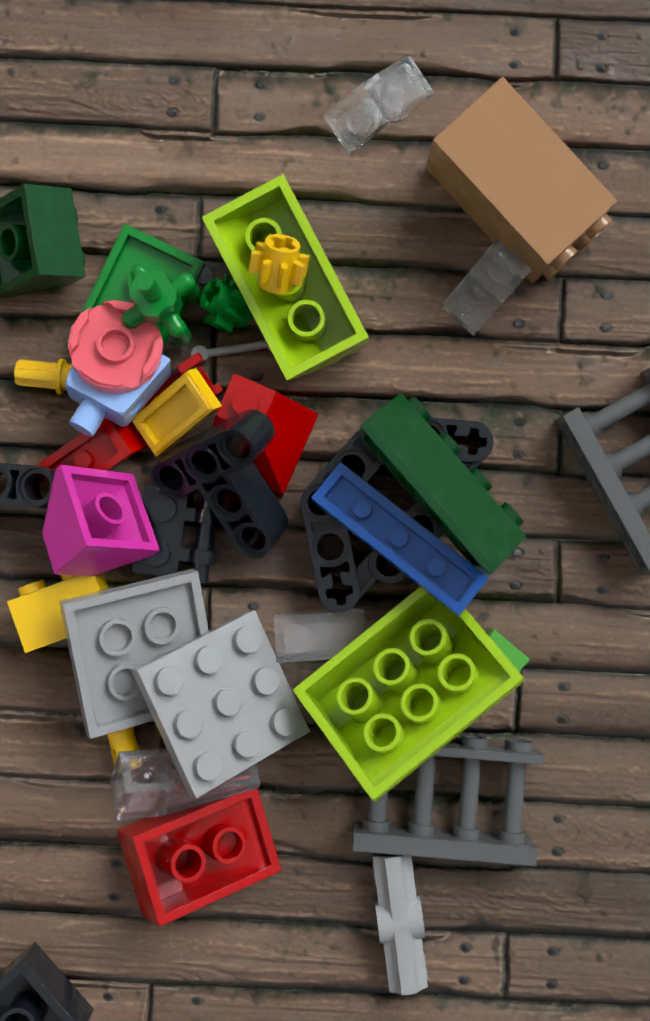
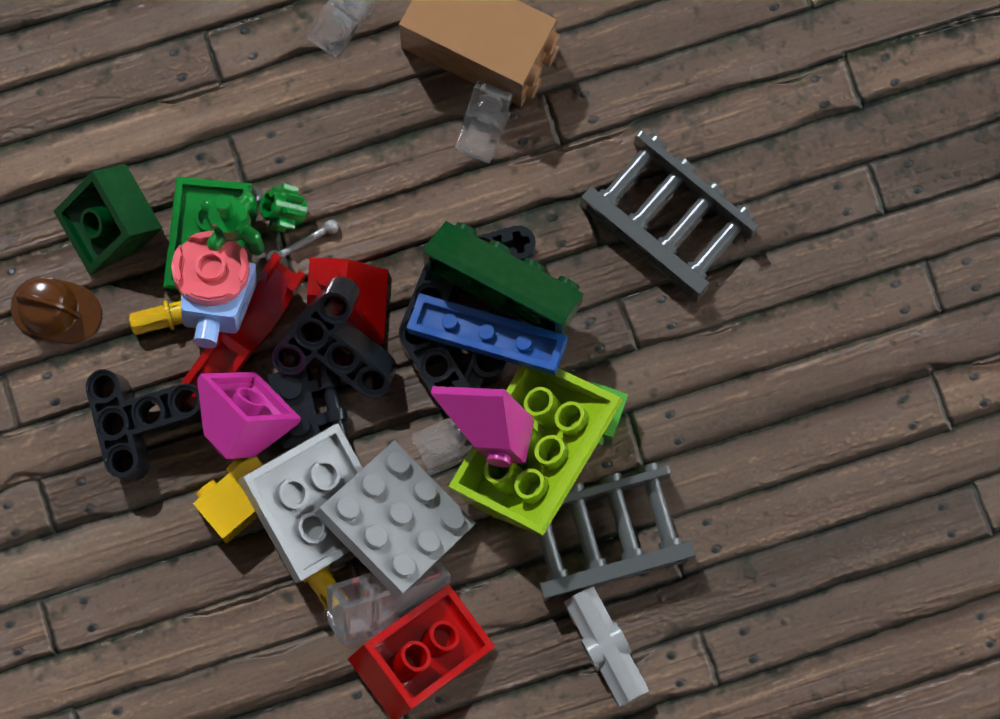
camera: 25 degrees left, 10 degrees down
(176, 412) = (274, 305): yellow tile -> none
(278, 263) = (315, 158): yellow gear -> none
(311, 322) = (325, 171): lime slope -> none
(361, 649) = (489, 421): none -> dark pink slope

